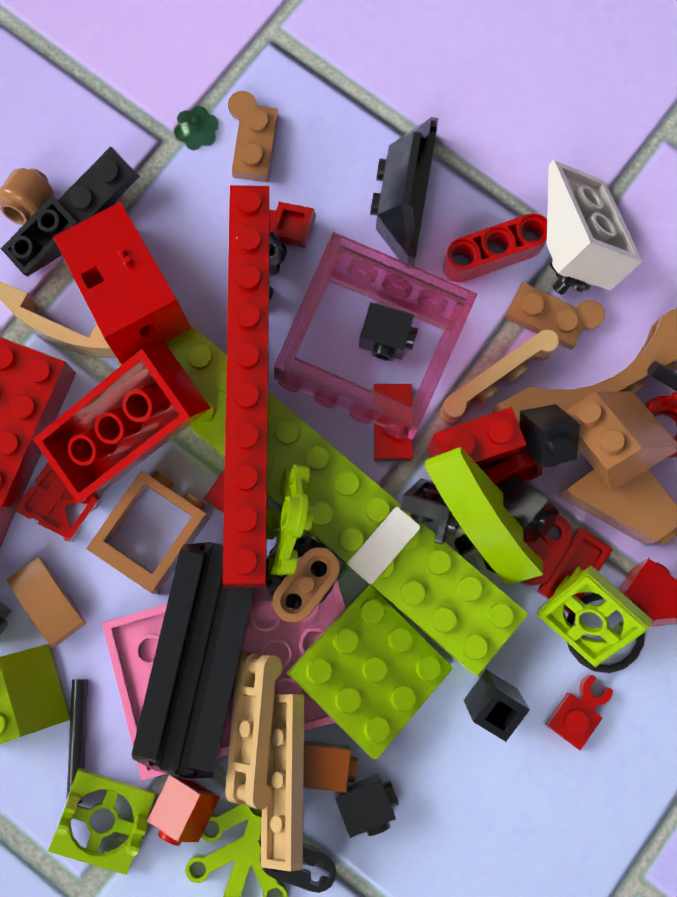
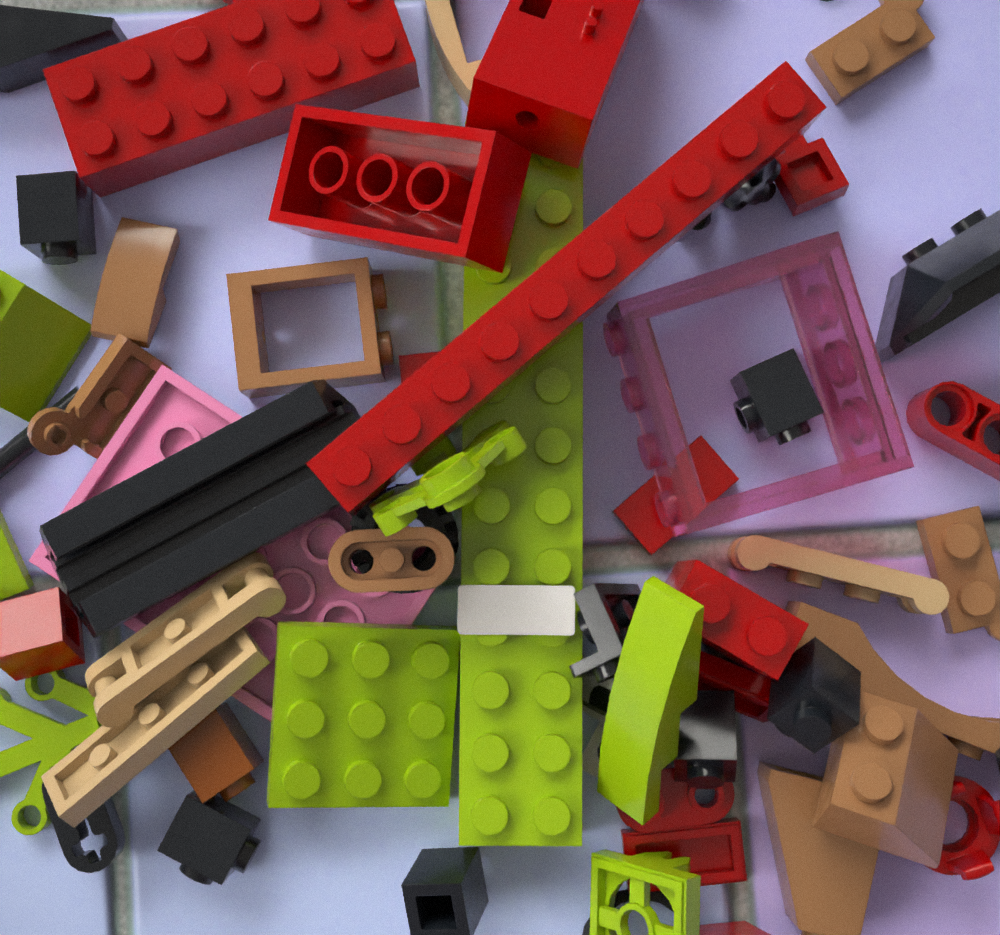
camera: 50 degrees right, 5 degrees up
(48, 504) = (242, 189): red piece -> none
(93, 673) = (99, 403): none -> medium nougat hinge

